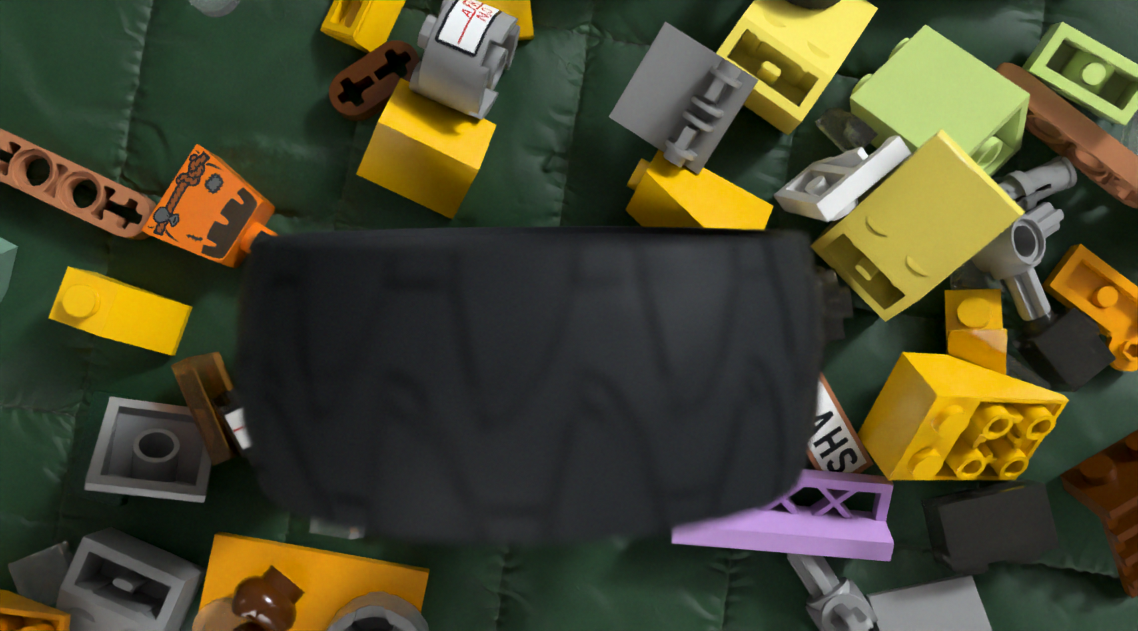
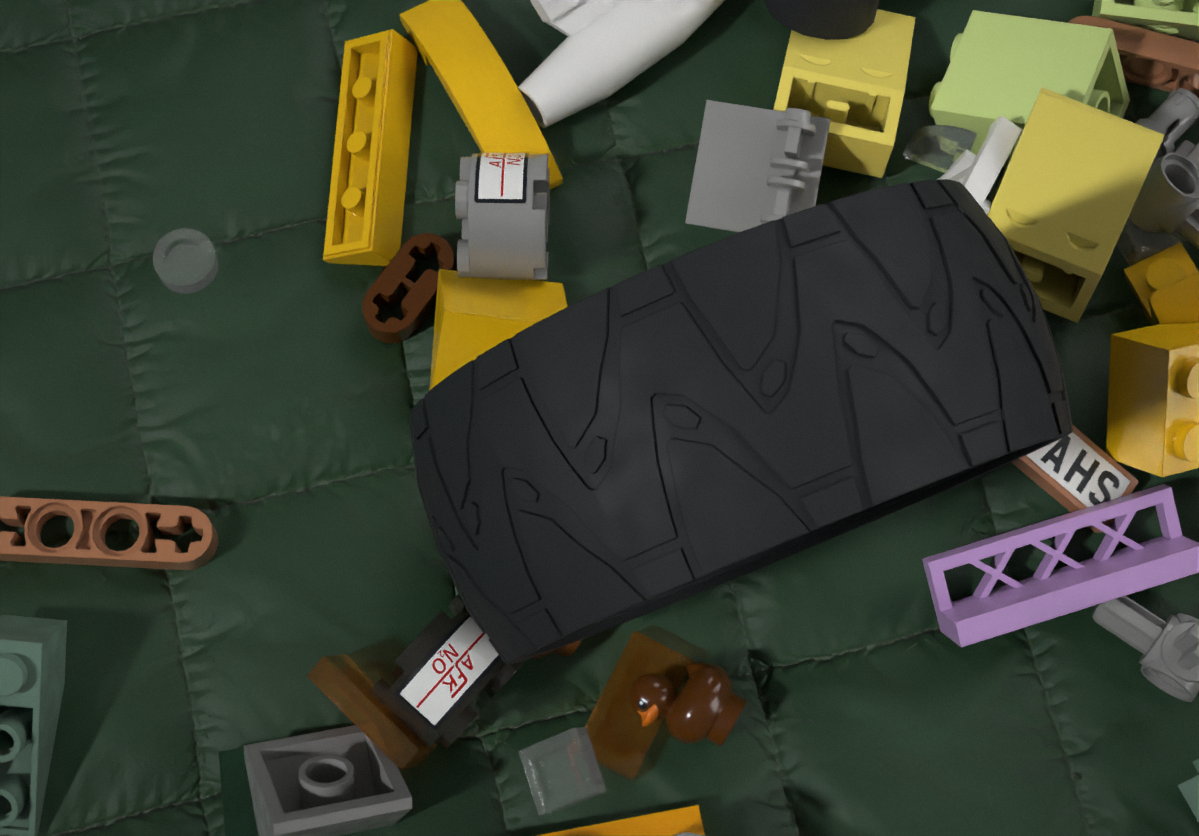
camera: 20 degrees left, 15 degrees down
(120, 311) = (218, 645): yellow slope -> none
(210, 211) = (287, 496): orange torso -> none

